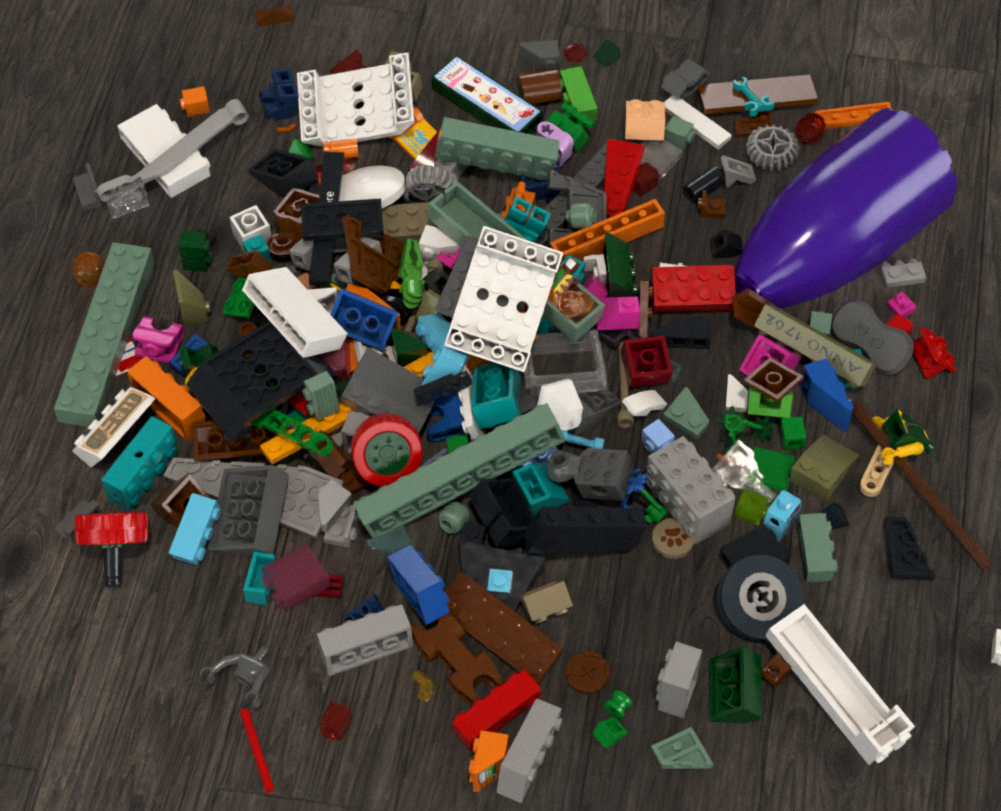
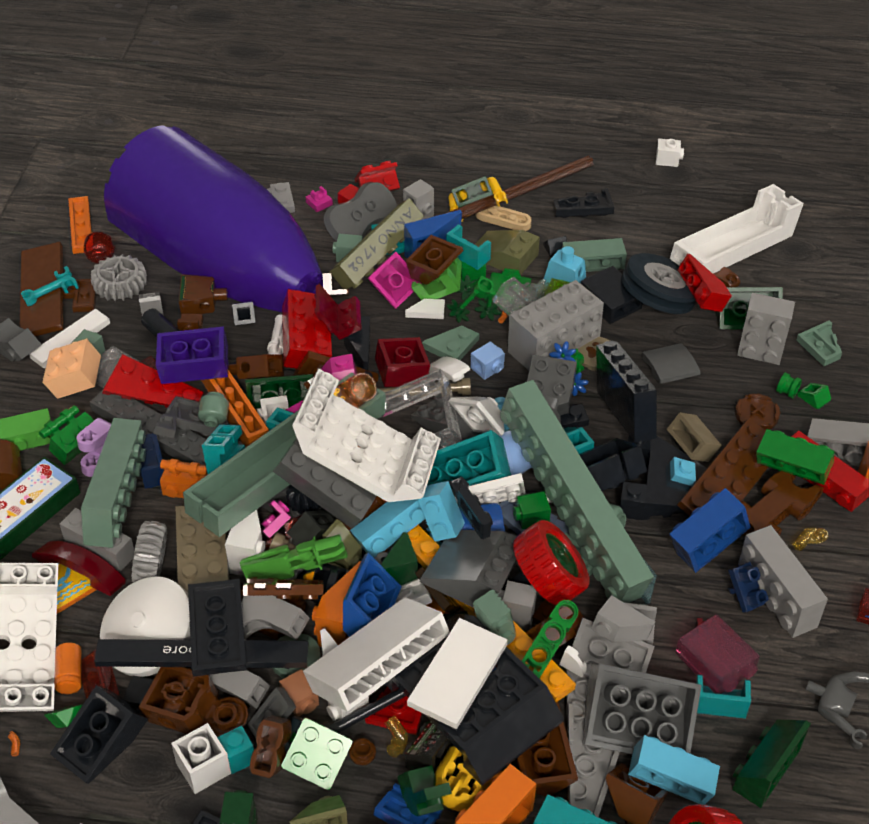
camera: 95 degrees left, 10 degrees down
(194, 601) = (770, 760): none -> dark green slope
(261, 356) = (457, 673): none -> white tile
(295, 464) = (572, 662): none -> white tile
(499, 671) = (795, 456): none -> green brick
(637, 192) = (192, 355): none -> dark purple brick
(643, 252) = (257, 366): none -> reddish brown torso
(654, 601) = (671, 363): none -> dark grey slope
(701, 301) = (340, 318): none -> dark red bracket
(741, 631) = (704, 285): none -> red slope
(747, 207) = (199, 294): none -> reddish brown torso
(802, 417) = (472, 254): none -> teal panel
(883, 384) = (422, 196): none -> light grey brick

